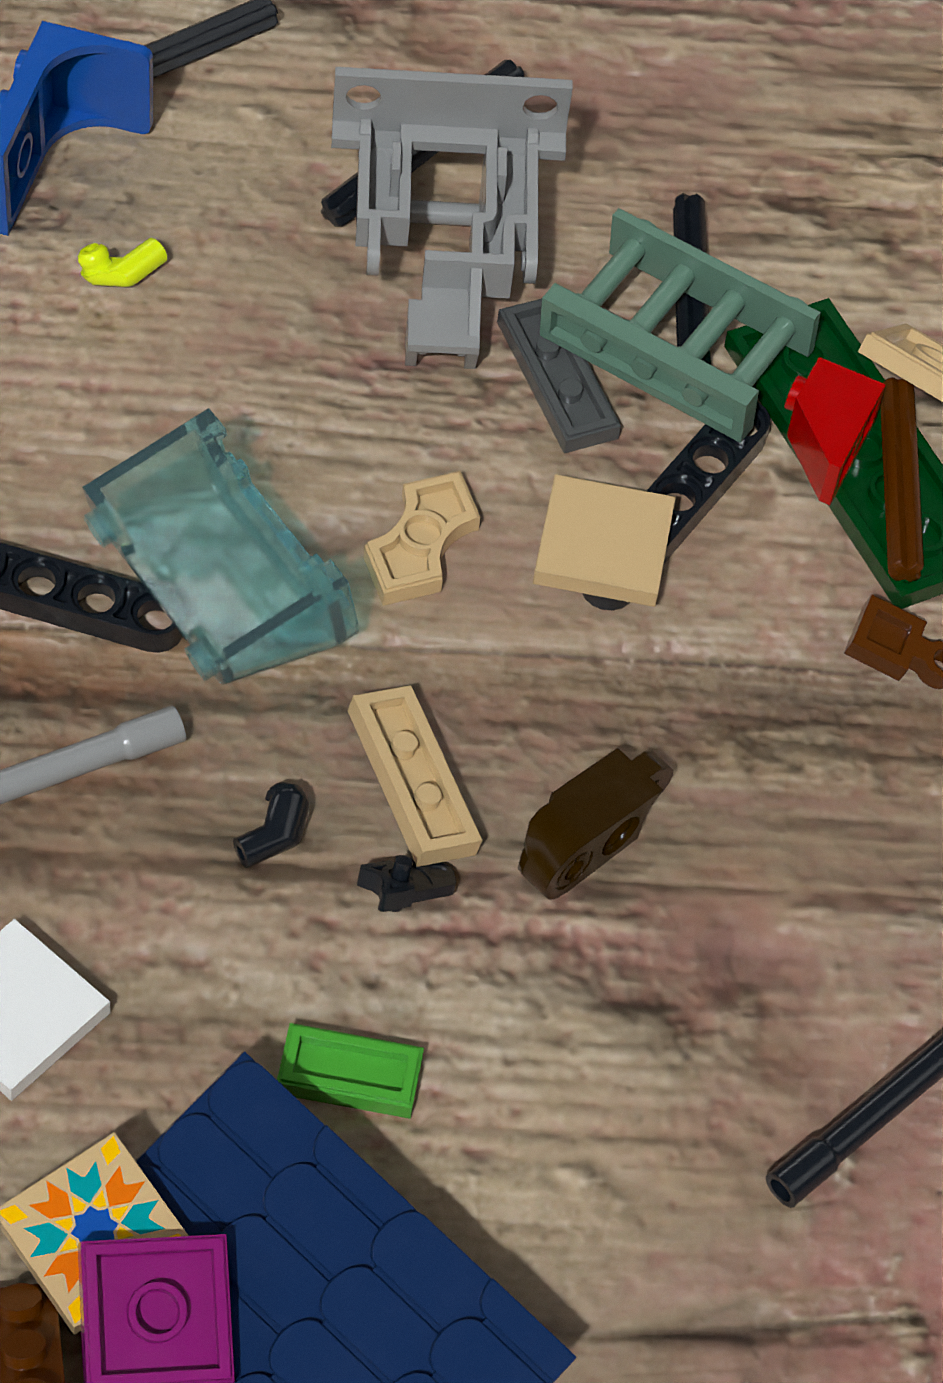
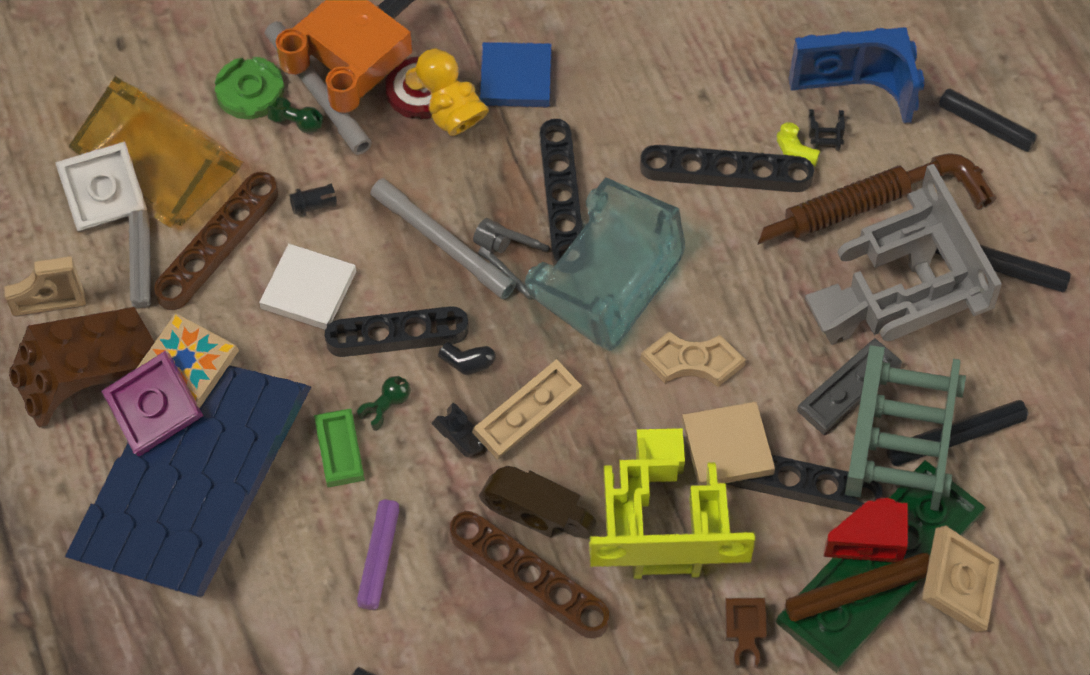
camera: 75 degrees right, 5 degrees up
(73, 699) = (496, 238): none -> dark grey plant
(102, 385) = (742, 161): none -> black beam
(106, 231) = (814, 130): none -> black piece
(177, 908) = (397, 337): none -> black beam
(259, 211) = (876, 192): none -> reddish brown piece
(291, 955) = (392, 394): none -> dark green arm
(575, 1079) = (378, 554): none -> medium lavender axle
(657, 683) = (661, 459): none -> neon yellow container
(682, 909) = (538, 590): none -> reddish brown beam

